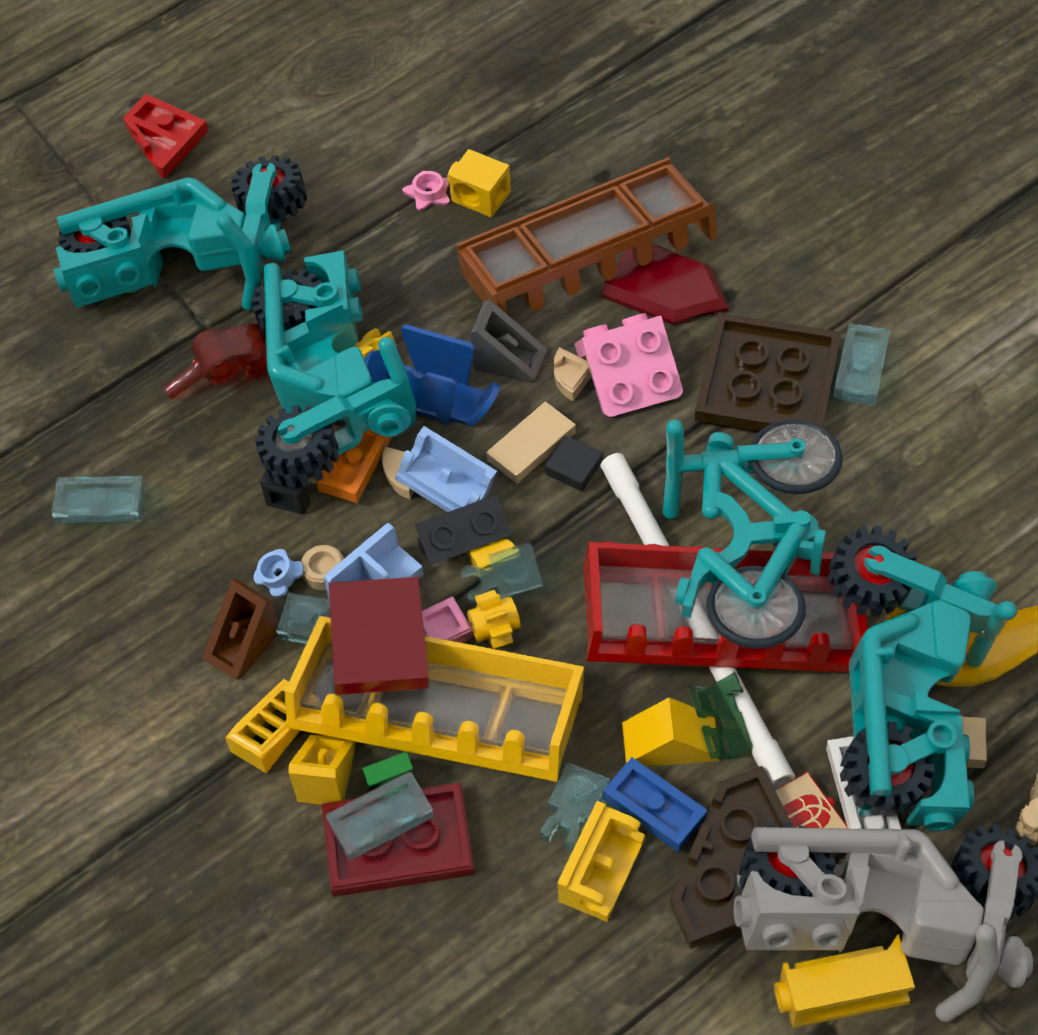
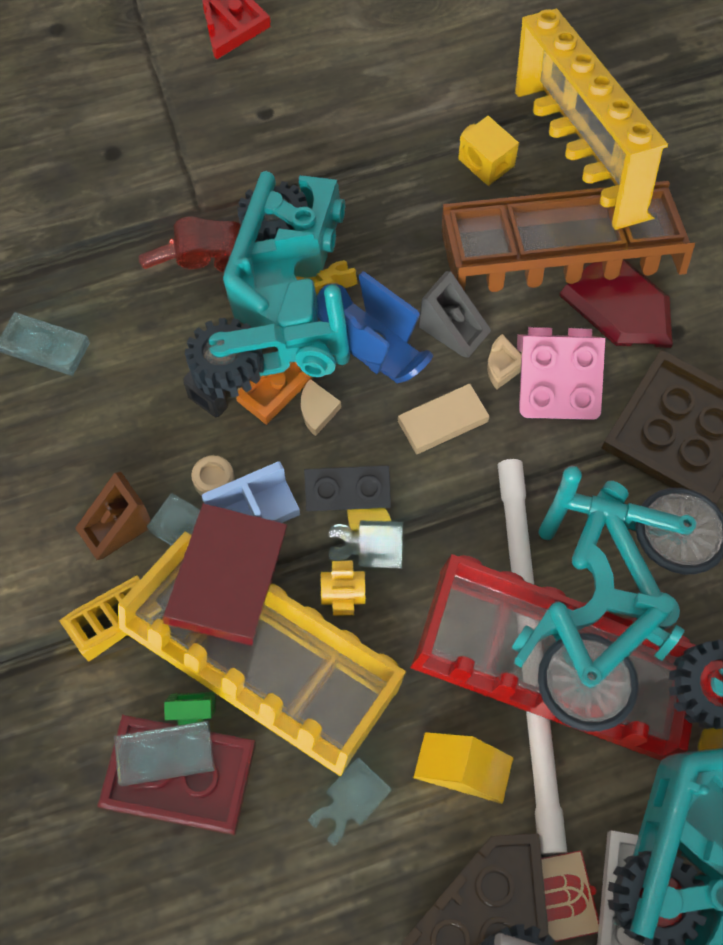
camera: 15 degrees right, 10 degrees up
(107, 258) = (145, 120): teal piece -> none
(271, 565) = (163, 462): light blue plate -> none
(322, 769) = (134, 680): yellow slope -> none
(423, 182) = (437, 133): bright pink plate -> none
(444, 472) = (351, 427): light blue hinge -> none
(446, 622) = (298, 573): bright pink tile -> none
(569, 110) = (595, 109): none -> yellow window
(573, 463) = (474, 453): black tile -> none
(601, 862) = (352, 874): yellow hinge -> none
(655, 804) = (424, 832): blue plate -> none
(726, 708) = (529, 742): clear green piece -> none

